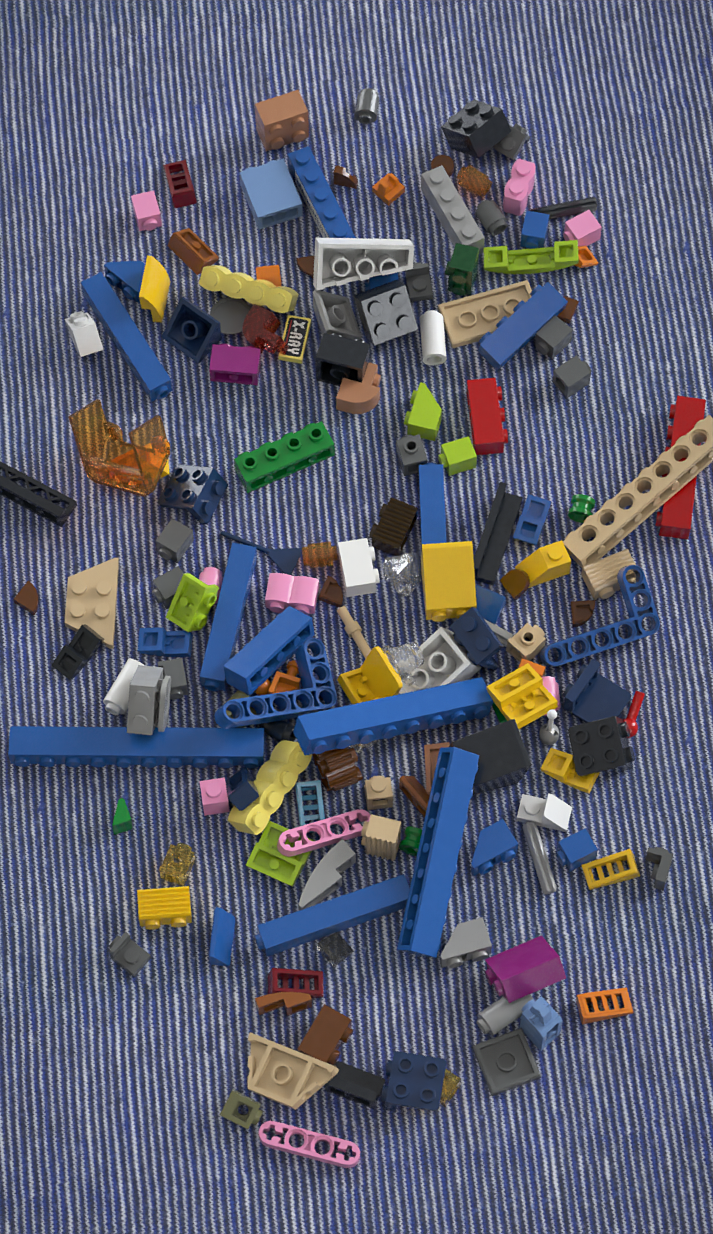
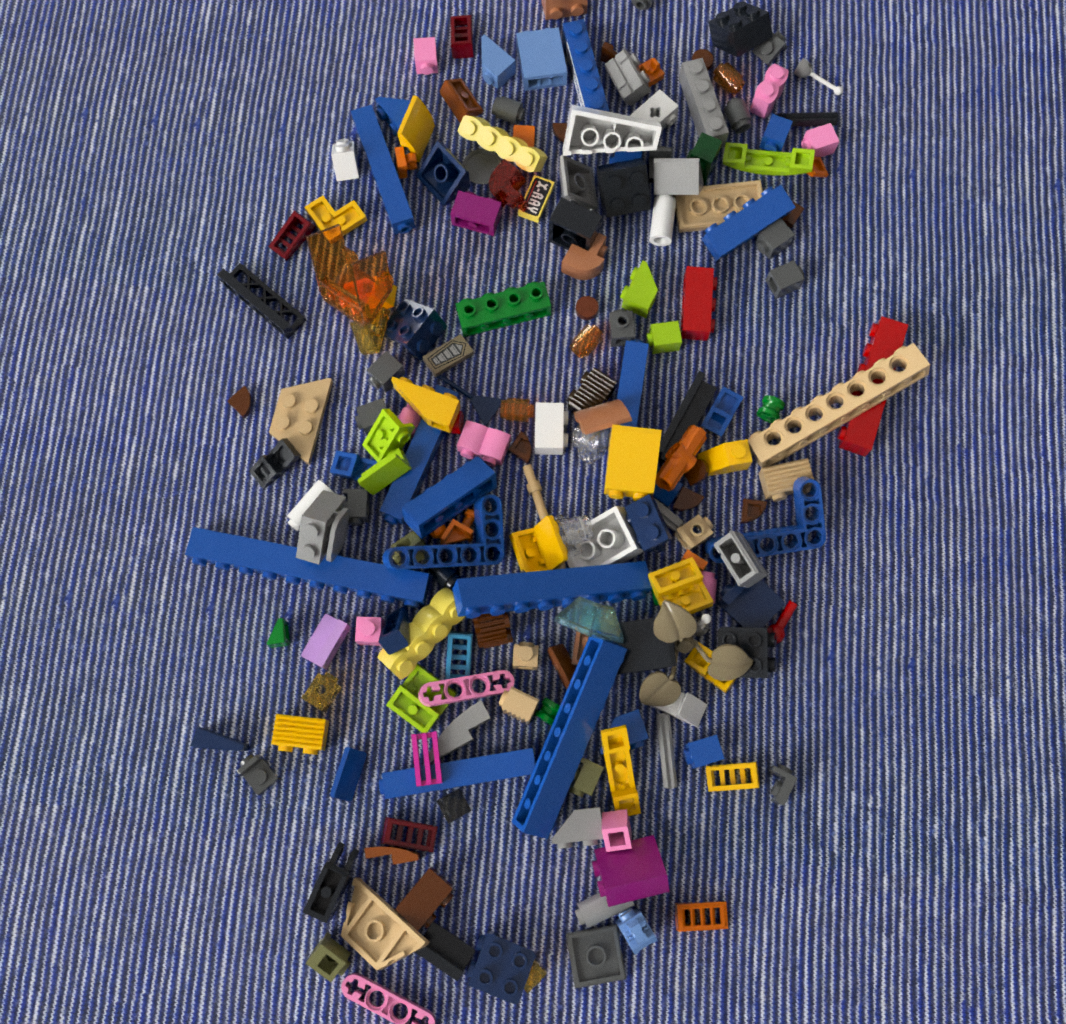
camera: 10 degrees right, 10 degrees up
(35, 417) = (290, 225): none -> dark red slope
(76, 396) = (324, 216): none -> yellow plate
(82, 930) = (209, 739): none -> dark blue slope
(146, 324) = (404, 162): none -> orange tile
(152, 507) = (371, 336): none -> clear yellow slope
(170, 816) = (325, 641): none -> lavender panel
(197, 637) = (384, 472): none -> lime panel
(223, 206) = (496, 63): none -> medium blue slope
(228, 1041) = (330, 886): none -> black hinge
(231, 563) = (433, 407): none -> yellow slope
(235, 513) = (448, 355): none -> tile
(246, 252) = (508, 109): none -> dark grey brick
(259, 578) = (458, 426): none -> red tile
(293, 882) = (429, 781): none -> dark pink tile
(367, 197) = (627, 77): none -> light grey brick
(371, 441) = (586, 308): none -> copper tile
(377, 474) = (586, 341): none -> clear orange brick
(405, 225) = (658, 108): none -> white brick
(409, 541) = (602, 416): none -> nougat slope
(437, 733) = (591, 619): none -> clear light blue slope
(439, 291) = (677, 176): none -> light grey slope
(462, 894) = (586, 778): none -> olive brick
(494, 879) = (619, 769): none -> yellow slope
(498, 570) = (680, 458): none -> orange piece
(503, 936) = (616, 830): none -> bright pink brick
(513, 613) = (687, 500): none -> reddish brown tile
(522, 725) = (679, 626): none -> dark tan plant
(553, 158) = (804, 70): none -> hinge
(575, 653) = (740, 559): none -> light grey brick

